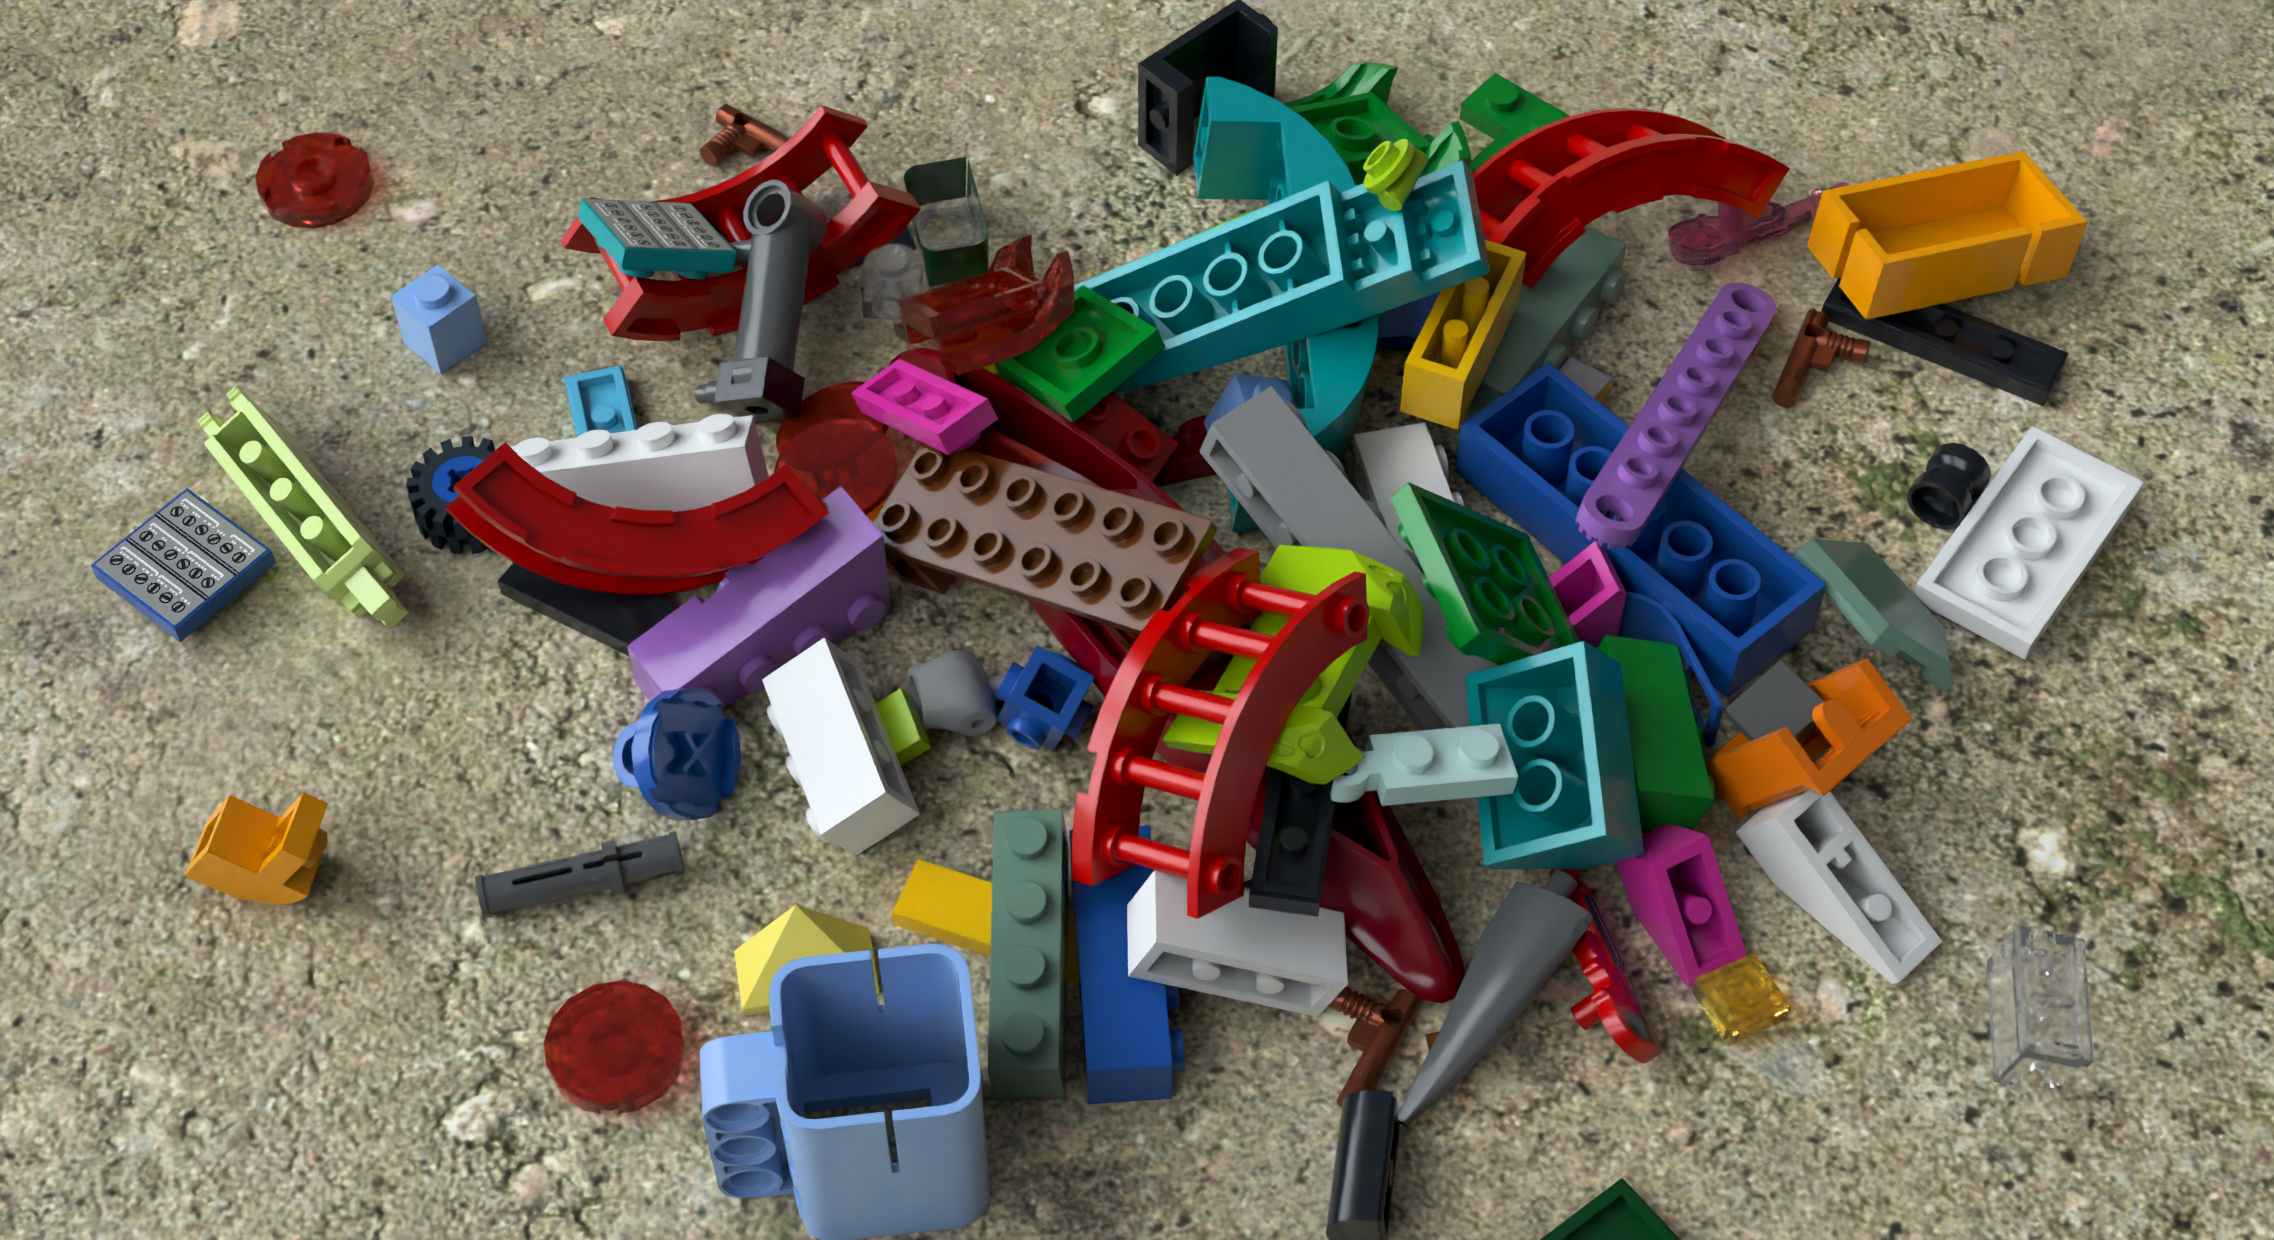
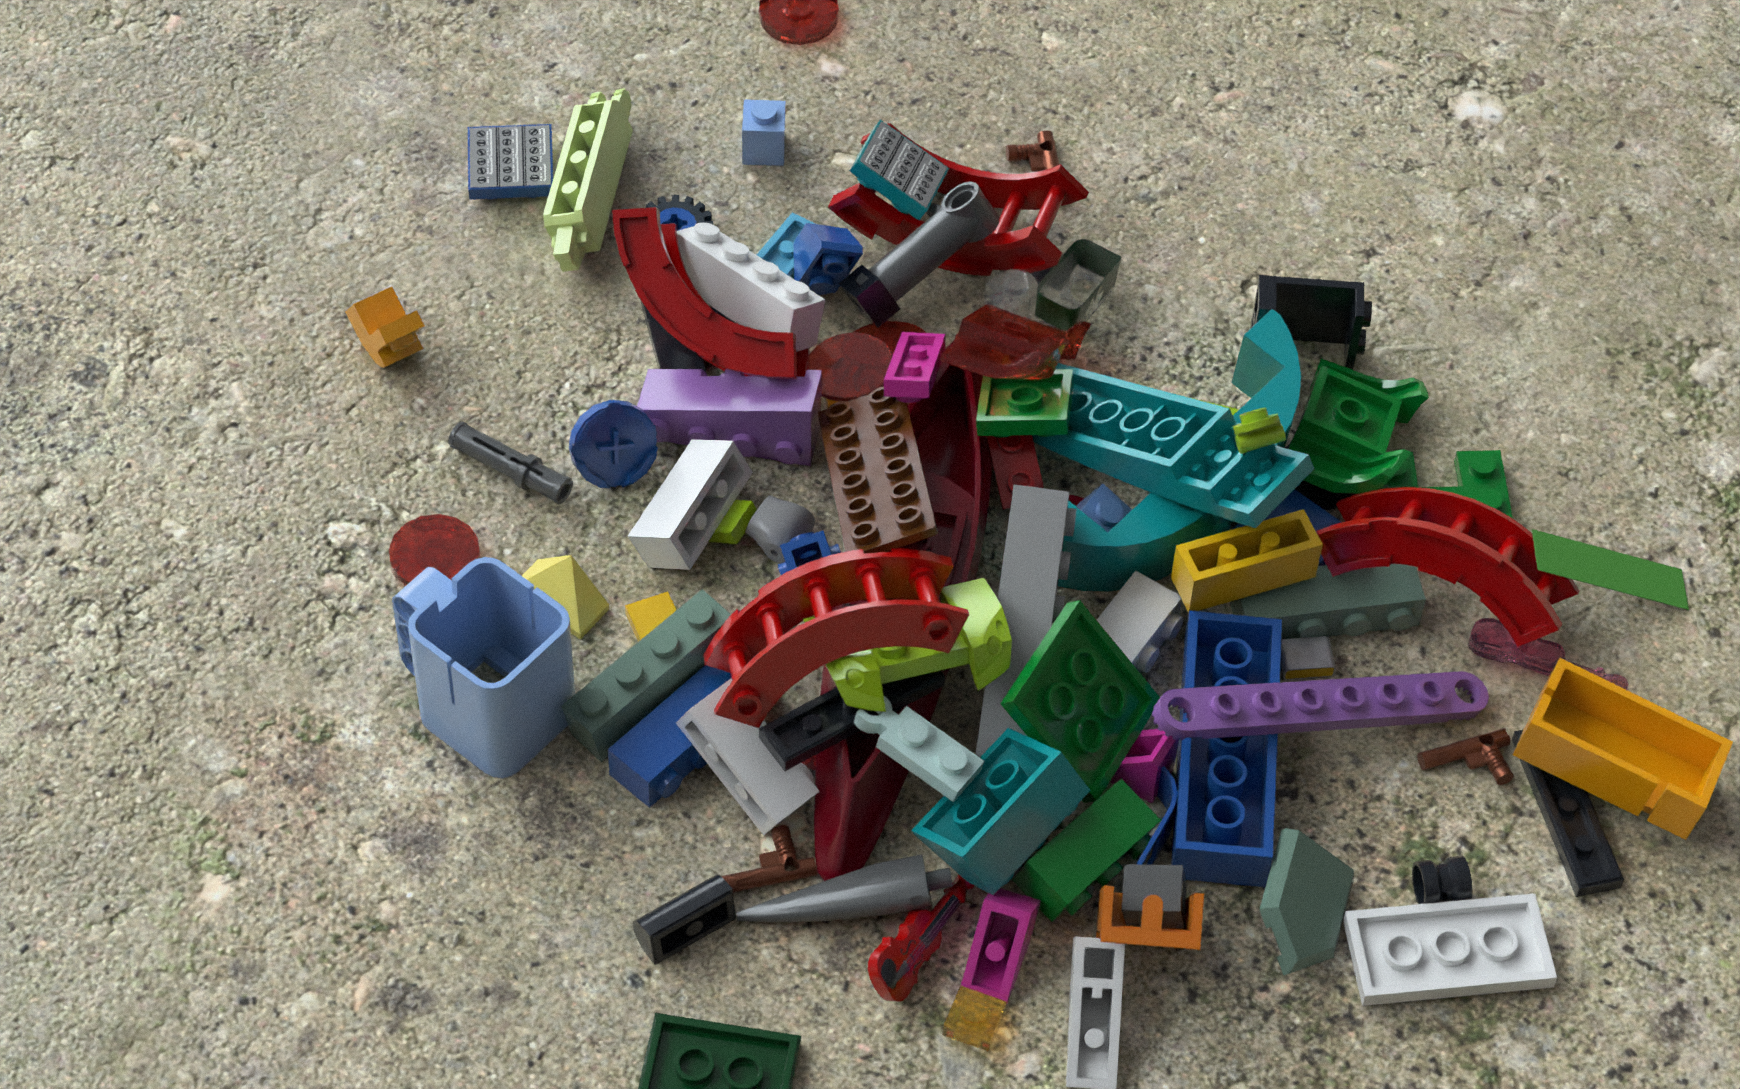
camera: 45 degrees right, 0 degrees up
(670, 380) = (824, 257): none -> blue slope
(1723, 96) = (1609, 569): none -> bright green sticker

